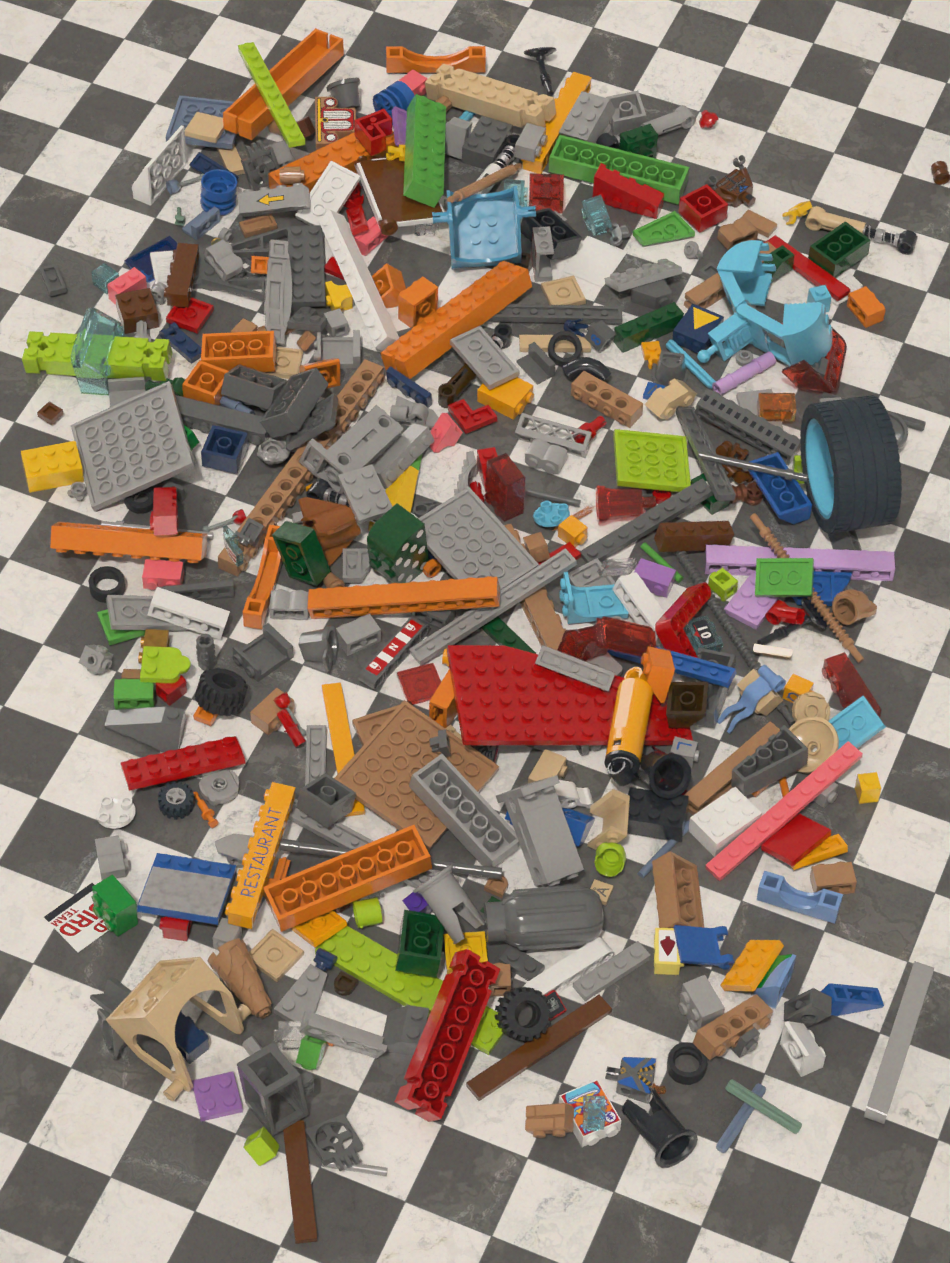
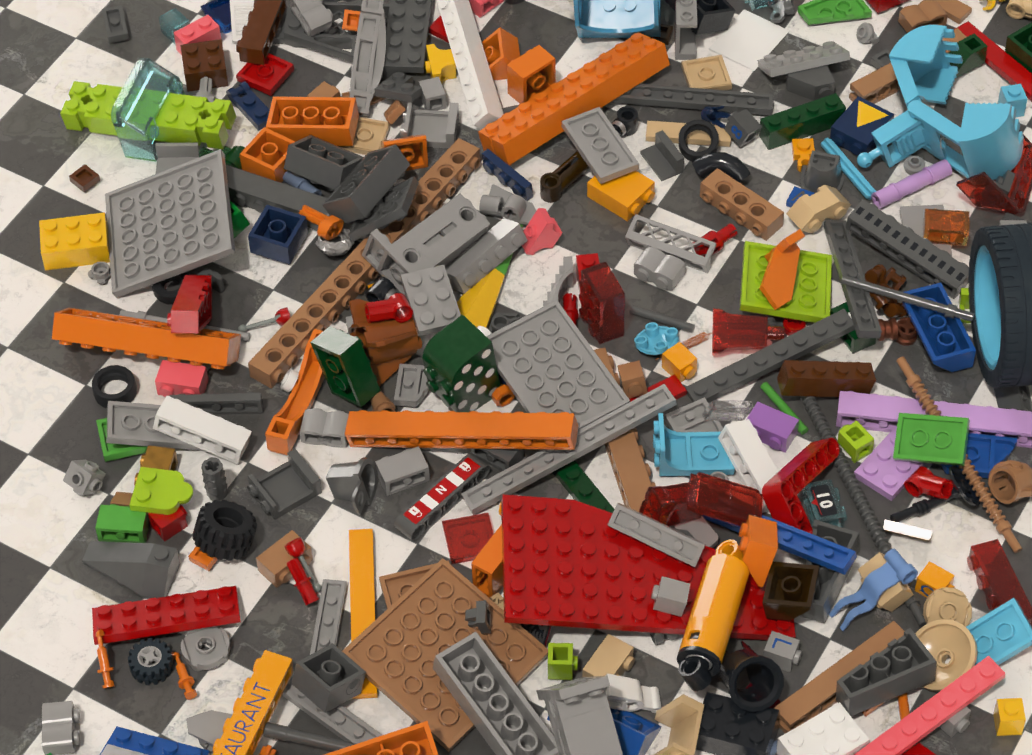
camera: 10 degrees right, 0 degrees up
(115, 811) = (75, 669): white dish -> none
(138, 803) = (103, 659): none -> orange piece
(158, 292) = (229, 45): light grey wheel -> none
(231, 546) = (266, 351): clear light blue slope -> none
(250, 533) = (289, 337): dark grey bracket -> none
(253, 568) = (289, 380): none -> white tile
(268, 439) = (328, 226): none -> orange piece
(335, 502) = (395, 308): none -> red piece
(469, 419) = (574, 217): red plate -> none
(510, 773) = (561, 661): none -> lime brick
(593, 714) = (670, 596): none -> light grey brick
(647, 452) = (781, 271): none -> orange piece

